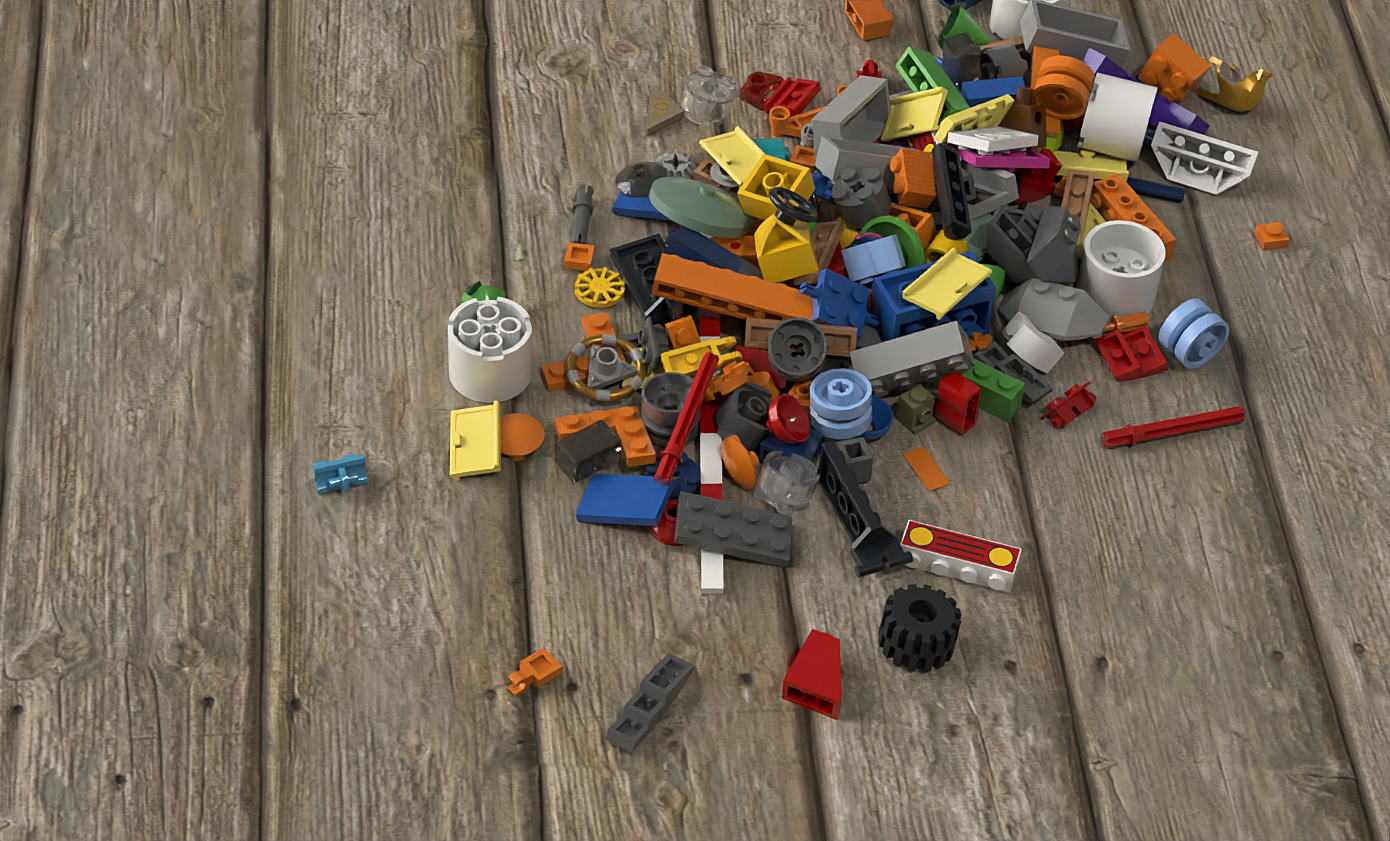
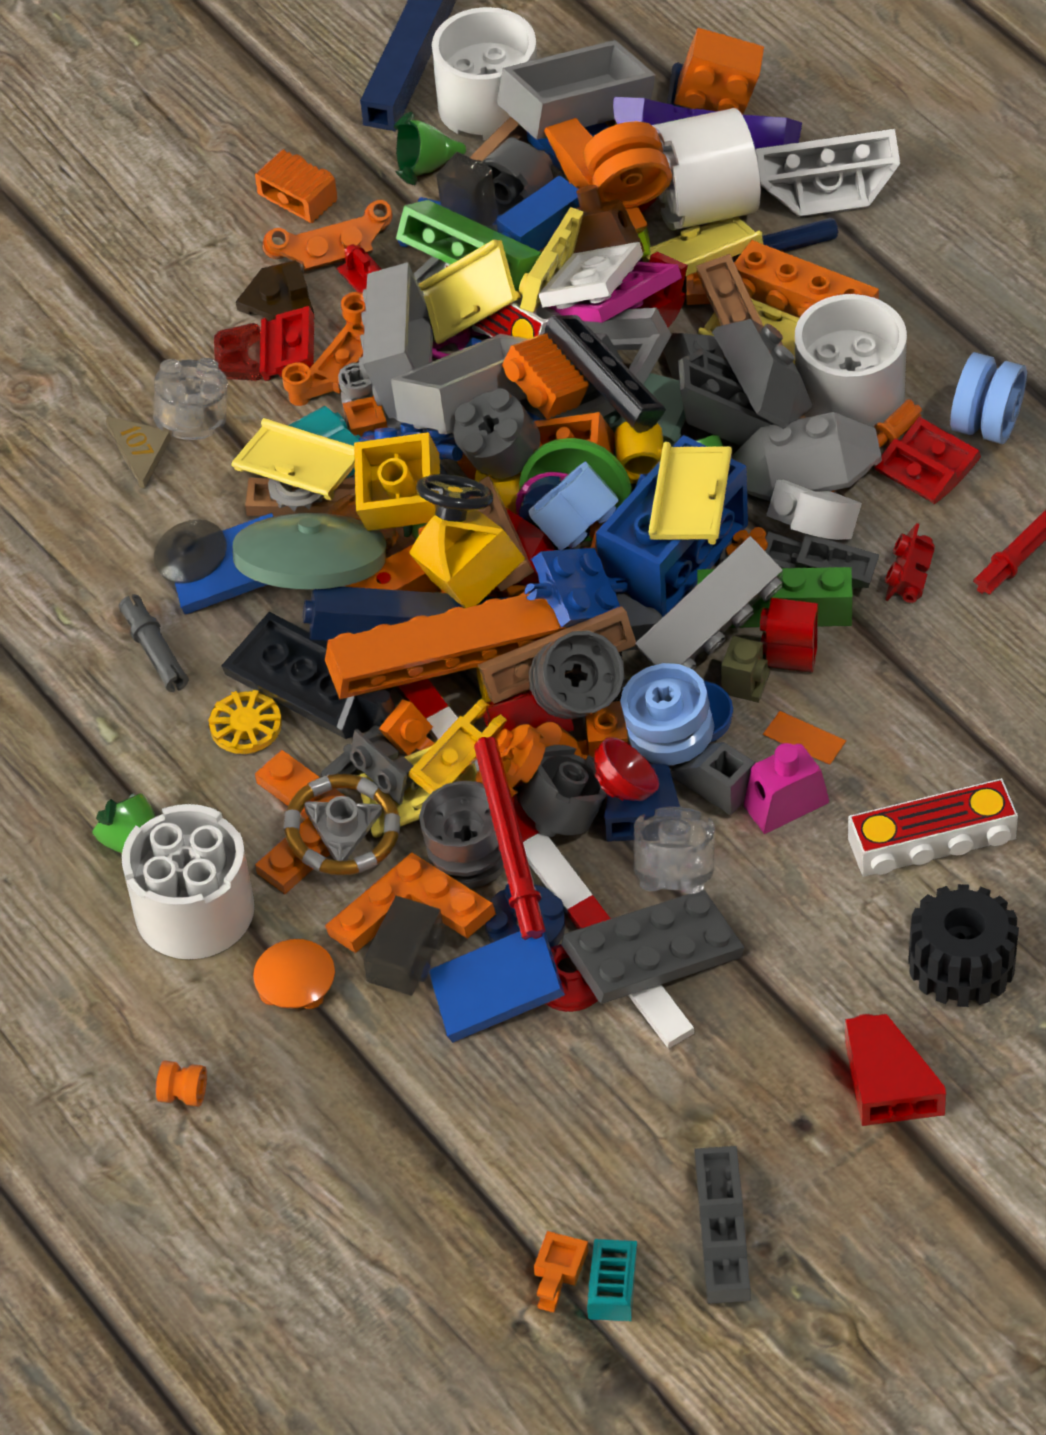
camera: 25 degrees left, 5 degrees up
(340, 474) = (121, 1153): dark azure hips -> none
(401, 455) = (185, 1084): none -> orange wheel
(479, 438) = (250, 999): light yellow door -> none
(556, 713) = (612, 1307): none -> teal slope
(579, 256) = (190, 695): orange plate -> none
(685, 164) = (230, 508): light grey gear -> none
(739, 462) = (597, 856): orange dish -> none
(809, 66) = (275, 291): none -> dark brown plate
(855, 54) = (328, 243): none -> orange plate
(871, 540) = (788, 847): black hinge -> none
(887, 483) = (784, 787): none -> dark pink torso
(1234, 92) = (802, 66): pearl gold piece -> none
(1271, 235) = (969, 225): orange plate -> none

